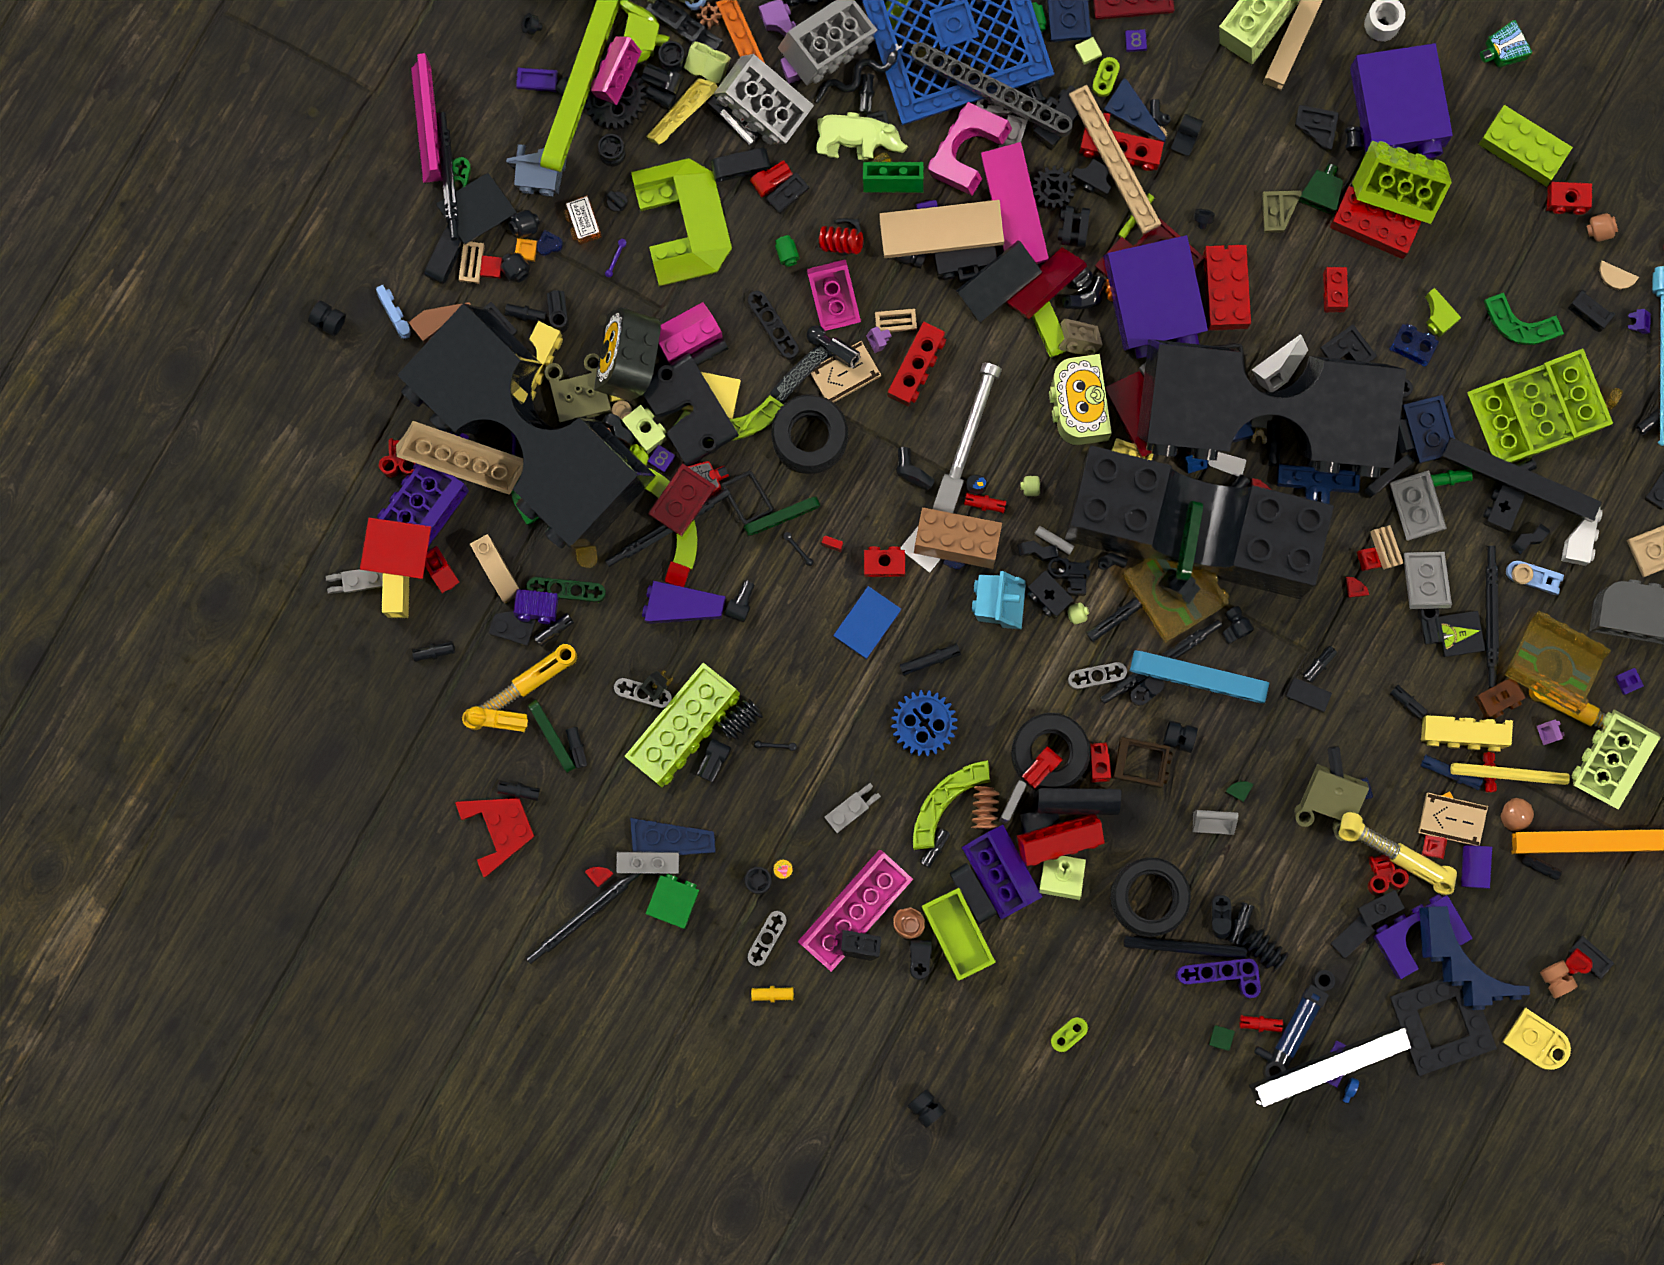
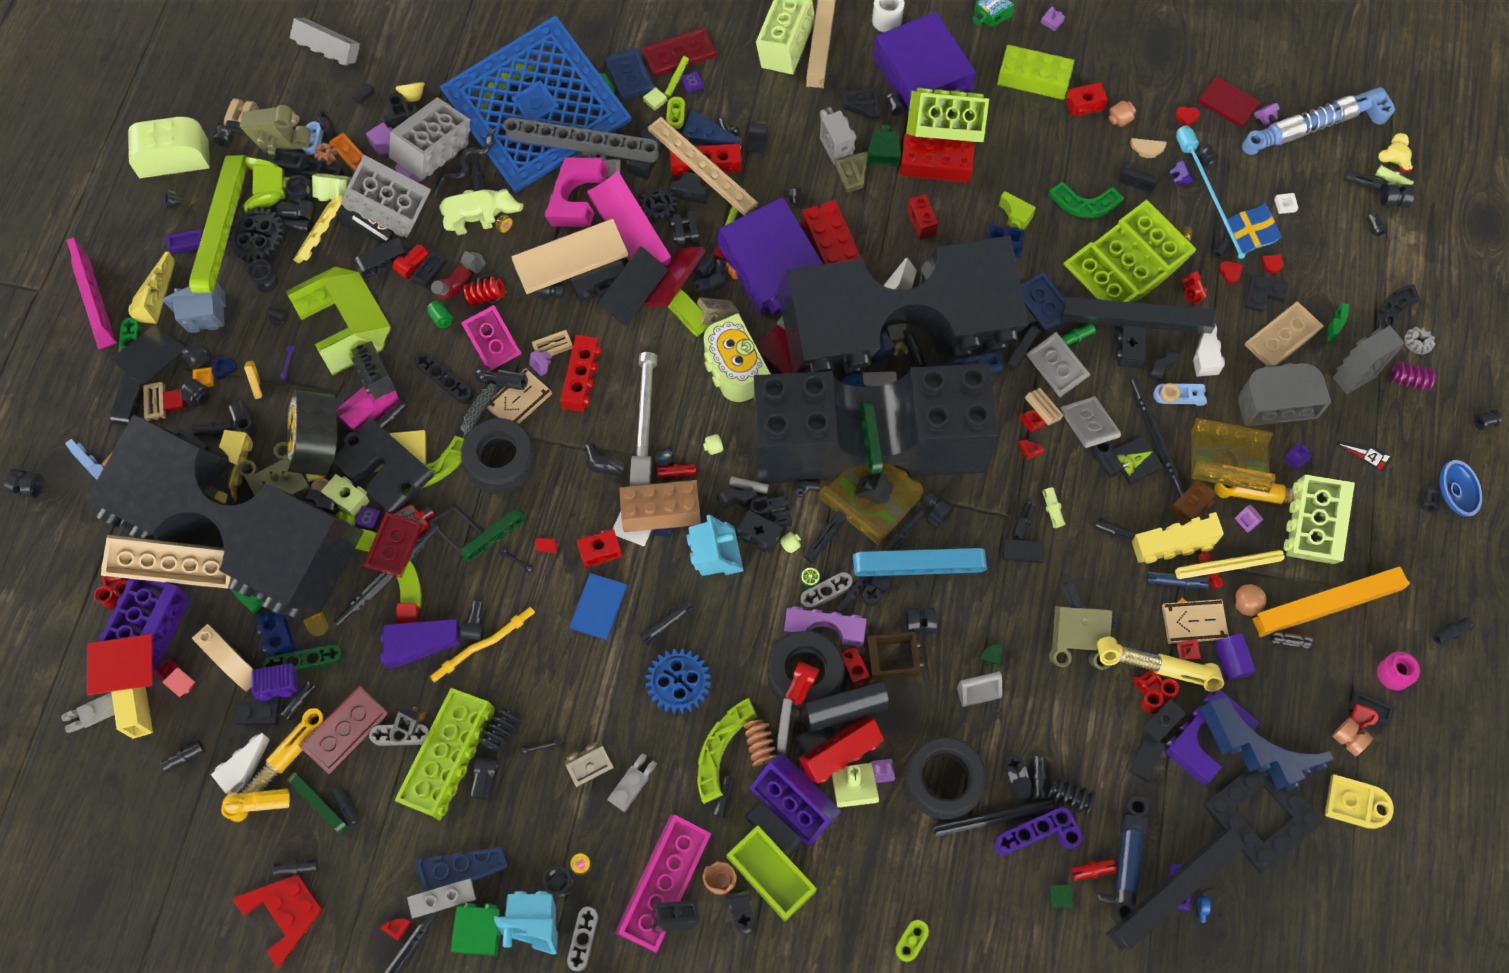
camera: 20 degrees left, 15 degrees down
(448, 176) = (117, 335): black axle -> none
(483, 682) = (240, 768): none -> white slope
(488, 140) = (149, 298): none -> light yellow wedge
(551, 555) = (279, 632): none -> clear blue brick
(578, 268) = (253, 378): none -> yellow tile
(583, 220) = (249, 338): brick -> none
(591, 672) = (343, 729): none -> tile
(616, 69) = (250, 207): dark pink slope -> none
(704, 301) = (372, 370): none -> black brick
(724, 908) = (530, 920): none -> medium azure piece
(782, 614) = (448, 666): none -> yellow bar
(815, 215) = (455, 282): none -> piece
(815, 776) = (588, 763): none -> bracket
(893, 176) = (517, 230): green brick -> none
(1085, 656) = (810, 577): none -> green tile
(1094, 870) = (883, 770): none -> medium lavender tile
(1107, 723) = (849, 629): none -> medium lavender arch
(1118, 32) = (676, 77): none -> lime piece
(1273, 162) = (836, 134): none -> light grey brick
(1355, 659) = (1053, 507): none -> yellowish green pin
(1572, 79) = (1052, 19): none -> medium lavender tile
(1598, 465) = (1194, 288): none -> red plate
(1621, 930) = (1389, 675): none -> dark pink piece
(1646, 453) = (1230, 271): none -> red tile

